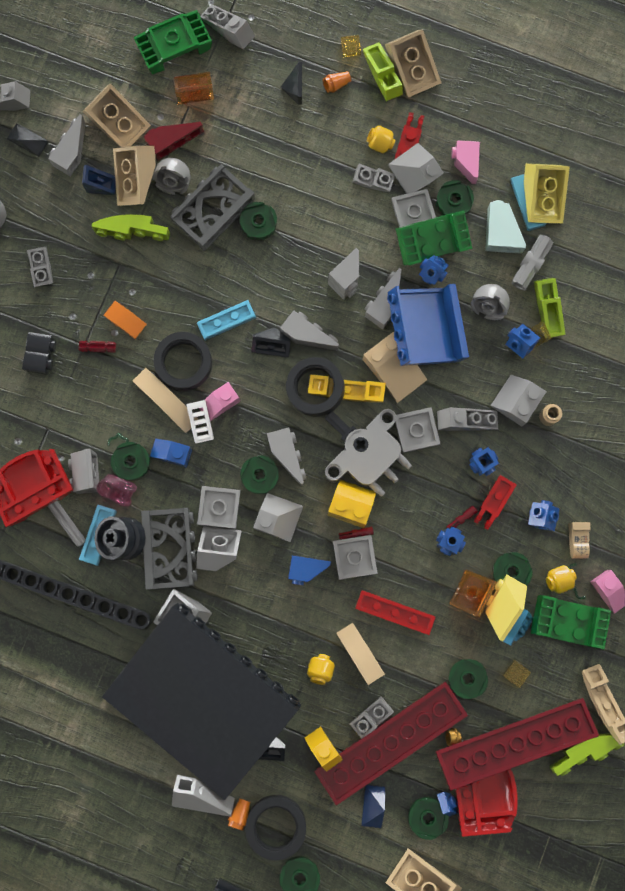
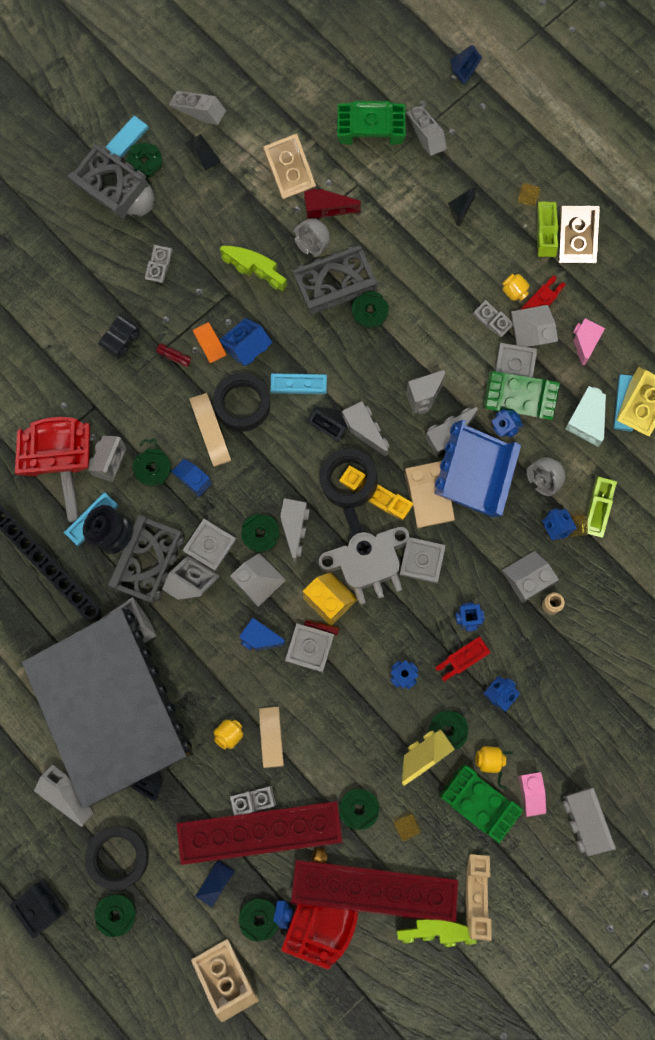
camera: 30 degrees right, 5 degrees down
(69, 150) = (233, 176): light grey slope -> none
(98, 182) = (245, 213): dark blue slope -> none
(119, 489) = (129, 488): clear pink piece -> none
(133, 173) = (279, 218): tan slope -> none
(158, 303) = (245, 341): none -> blue slope
(193, 88) = (369, 170): clear orange slope -> none
(202, 438) = (220, 475): white slope -> none
(221, 401) = (256, 452): bright pink slope -> none
(239, 814) = (90, 829): orange cone -> none
(323, 749) = (194, 807): yellow slope -> none
(336, 81) = (500, 219): orange cone -> none
(395, 612) = (321, 715): red plate -> none
(460, 191) = (566, 364): dark green plate -> none
(461, 519) = (430, 659): dark red pin -> none
(467, 419) = (473, 572): light grey slope -> none
(472, 593) = (401, 732): clear orange slope -> none
(519, 628) = (429, 783): dark azure wing -> none
(532, 262) = (603, 458): light grey piece -> none
(579, 539) = (525, 731): tan leg -> none

